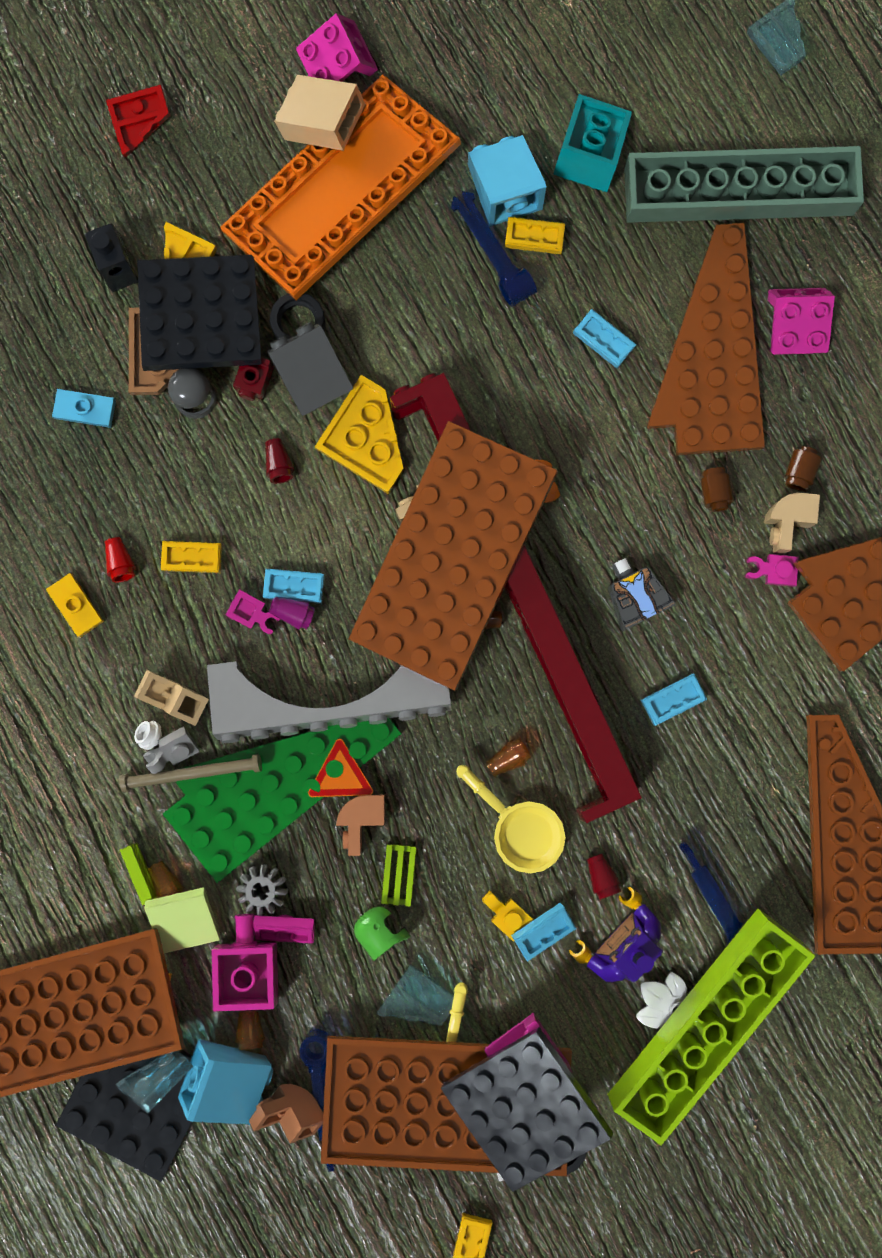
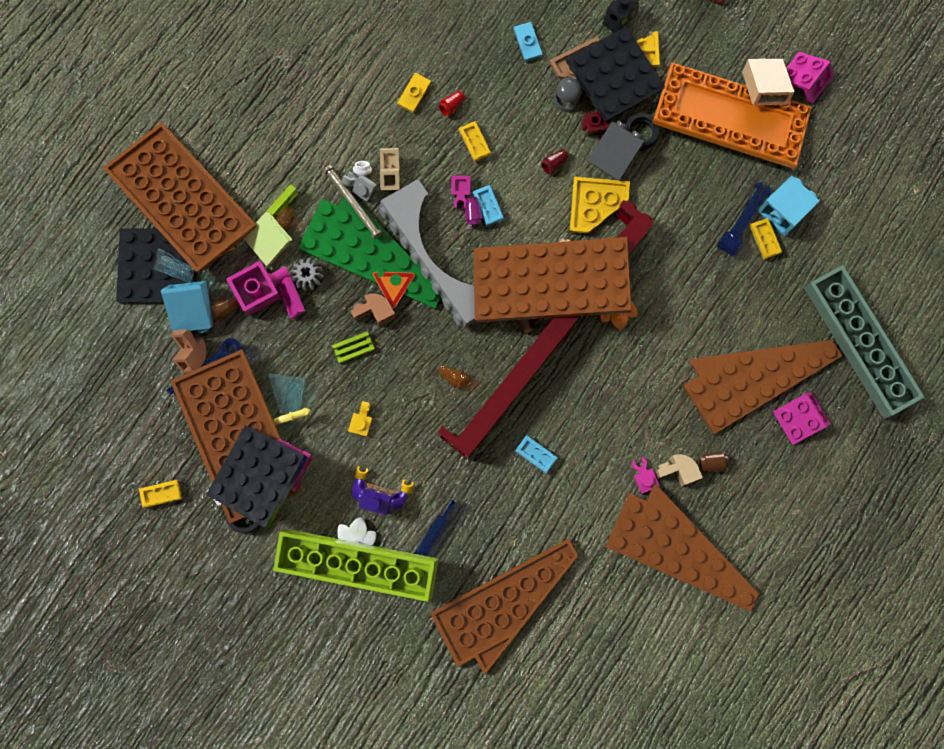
camera: 60 degrees right, 5 degrees down
(373, 933) = (312, 348): bright green helmet -> none
(527, 834) = (414, 406): light yellow piece -> none
(543, 932) = (362, 445): medium azure plate -> none
(593, 143) = (839, 244): teal slope -> none
(602, 877) = (410, 465): dark red cone -> none
(604, 338) = (727, 308): medium azure plate -> none
(636, 595) = (585, 402): torso -> none
(717, 489) = (673, 418): reddish brown brick -> none

